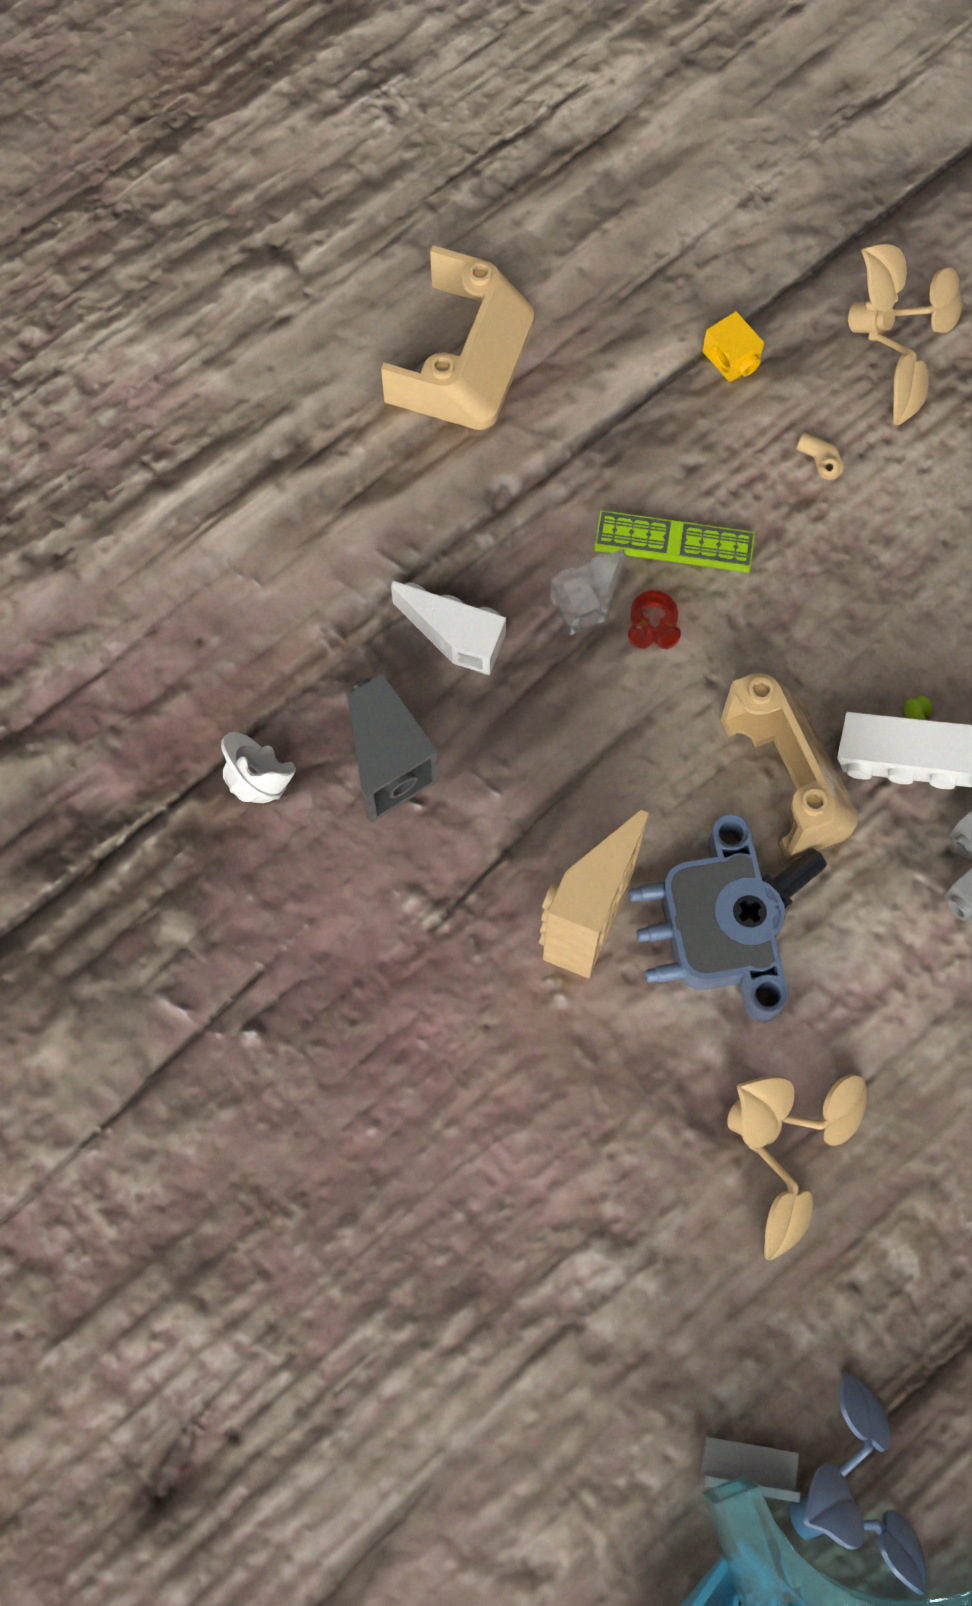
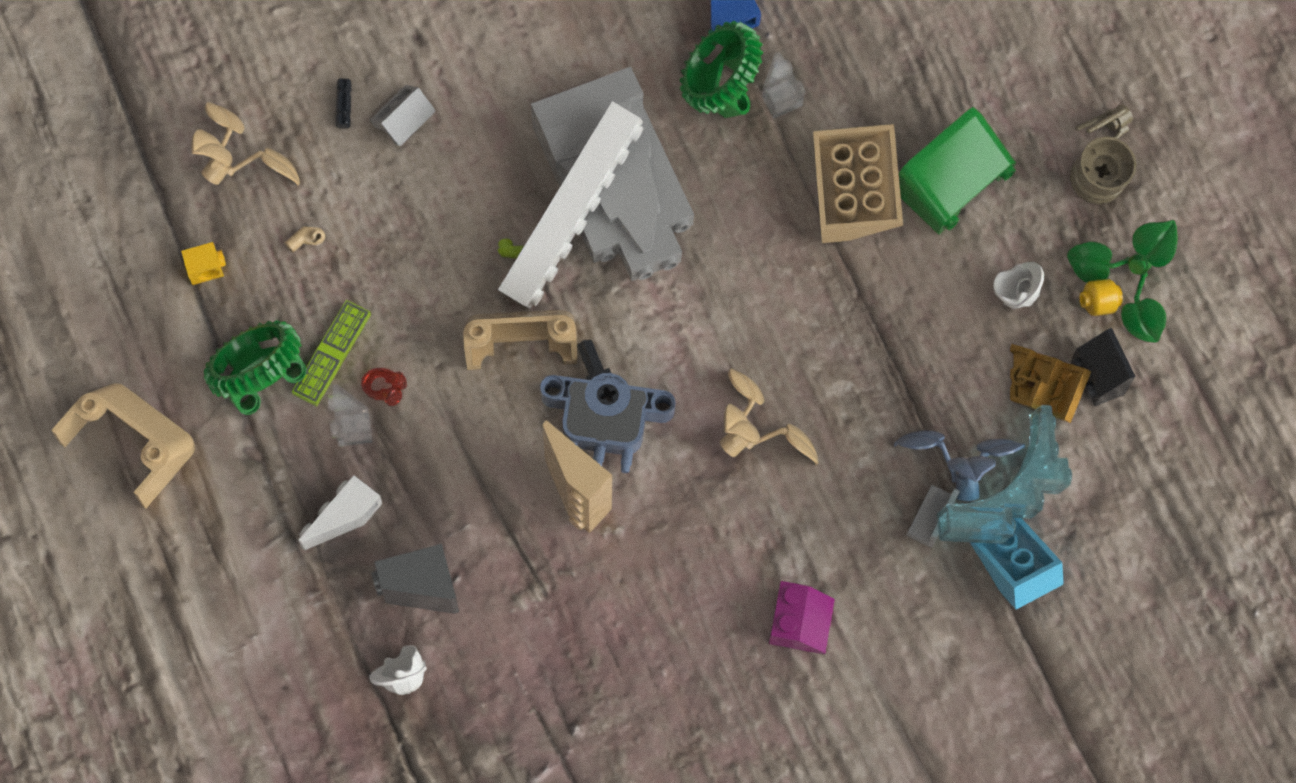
camera: 75 degrees left, 0 degrees up
(512, 1309) = (801, 618): none -> magenta slope
(619, 452) = (253, 366): none -> green piece

